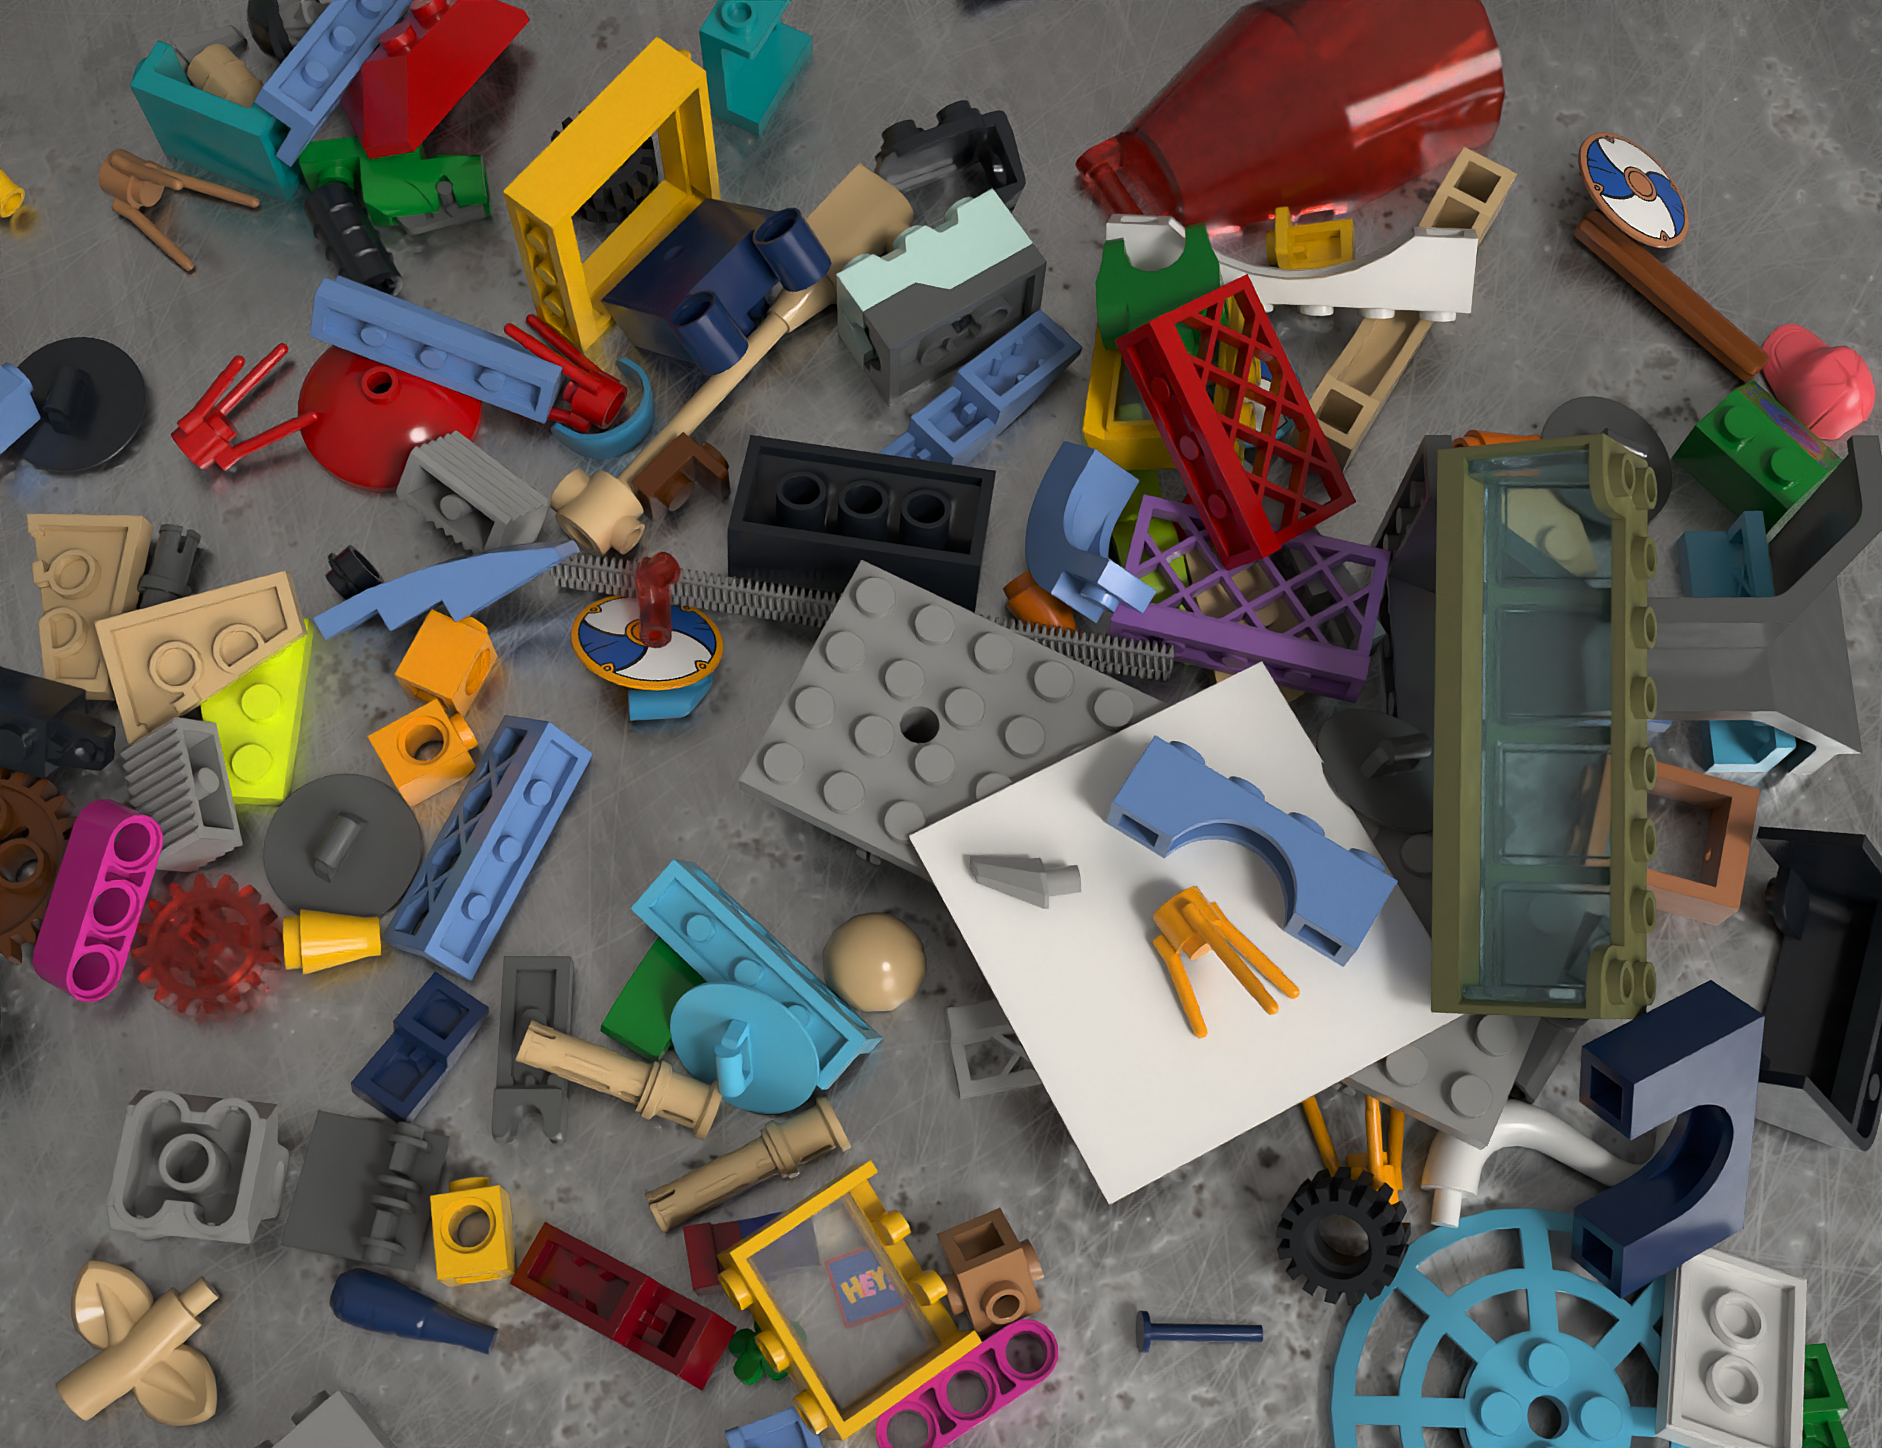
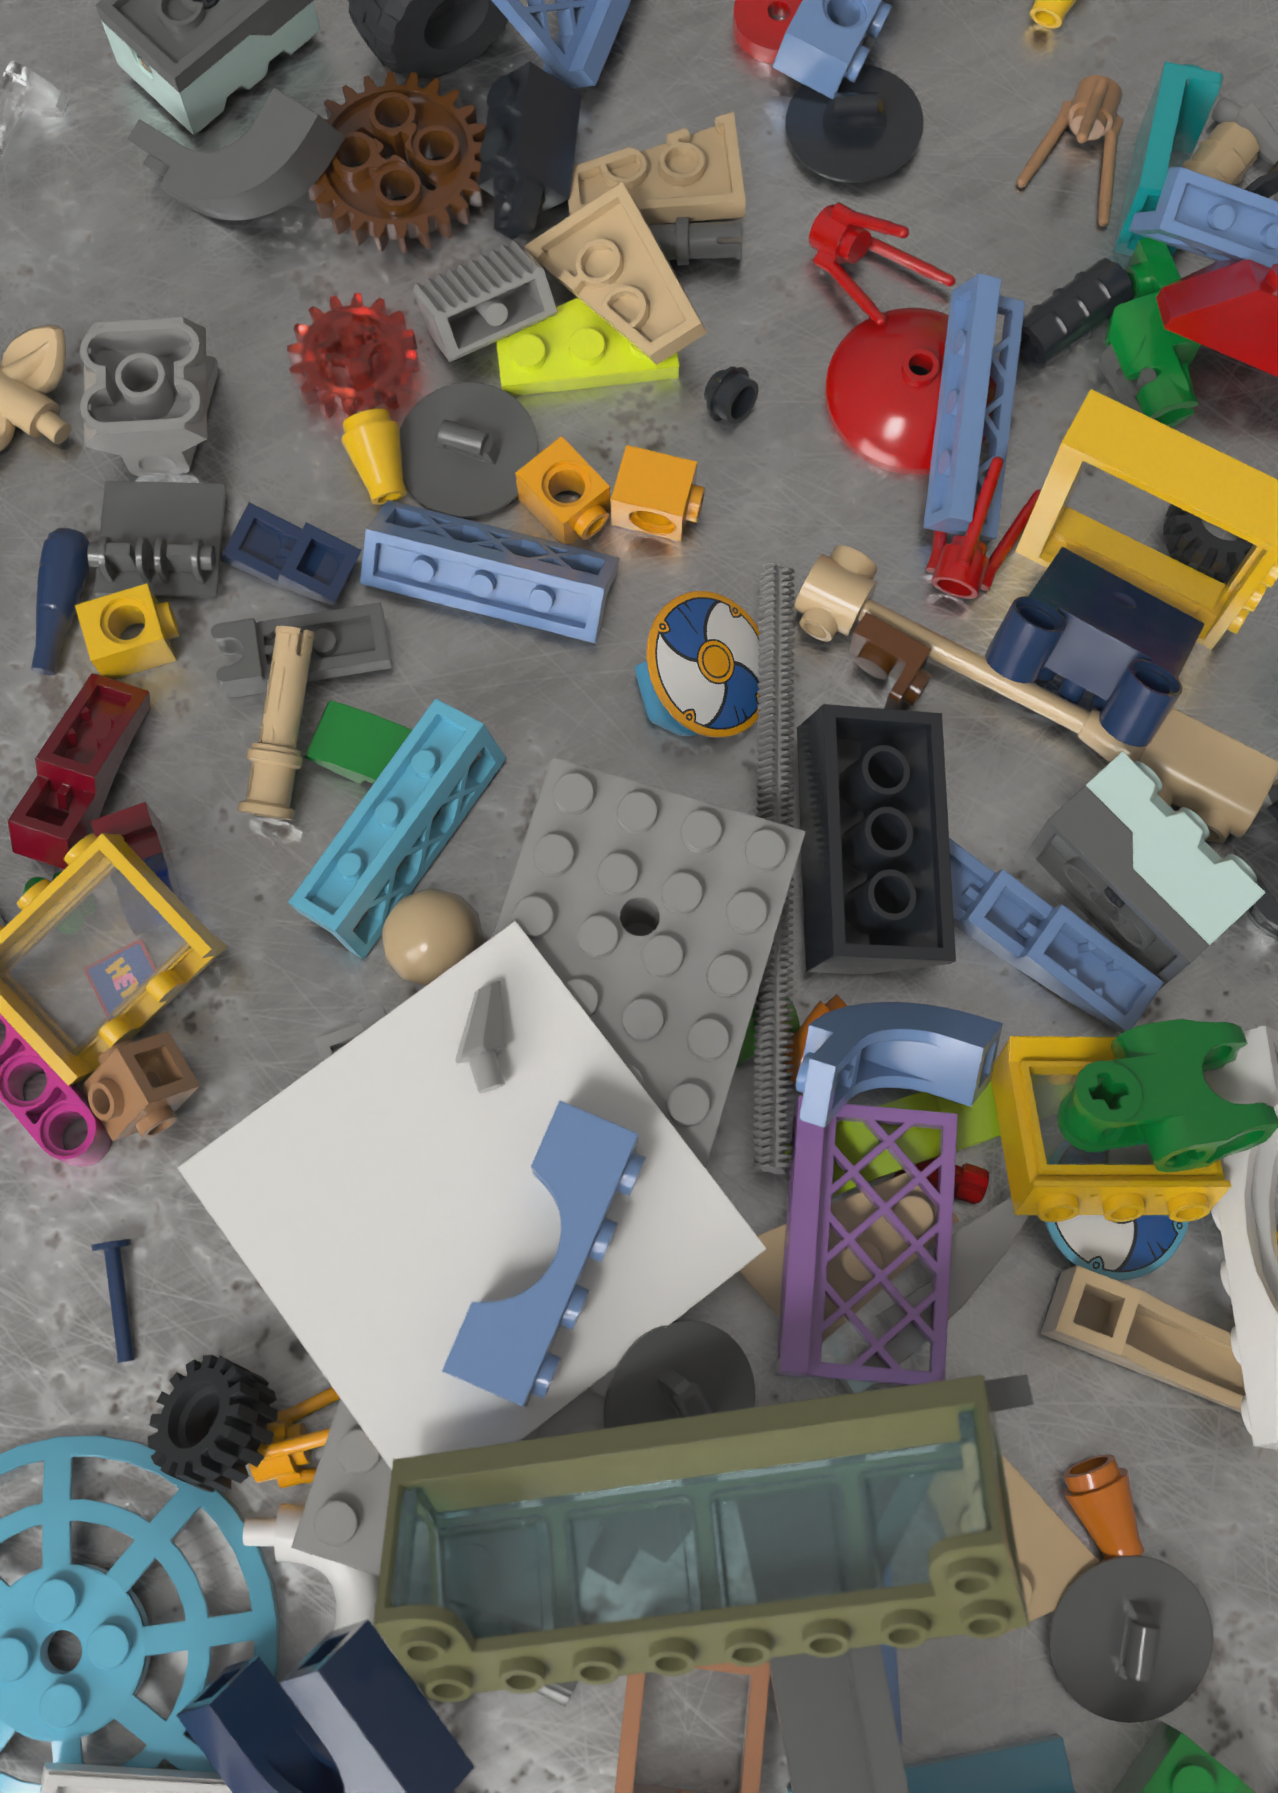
camera: 85 degrees right, 5 degrees up
(102, 931) = (392, 239): dark pink beam -> none
(459, 583) = (723, 475): medium blue slope -> none
(471, 495) = (824, 476): light grey brick -> none
(622, 438) = (942, 614): dark azure helmet -> none
(654, 598) = (749, 659): clear red arm -> none
(745, 1044) = (314, 824): medium azure shield -> none
(776, 1152) = (236, 879): tan pin -> none
(1197, 927) = (453, 1206): light orange plant -> none
(1204, 440) = (1004, 1147): red fence -> none

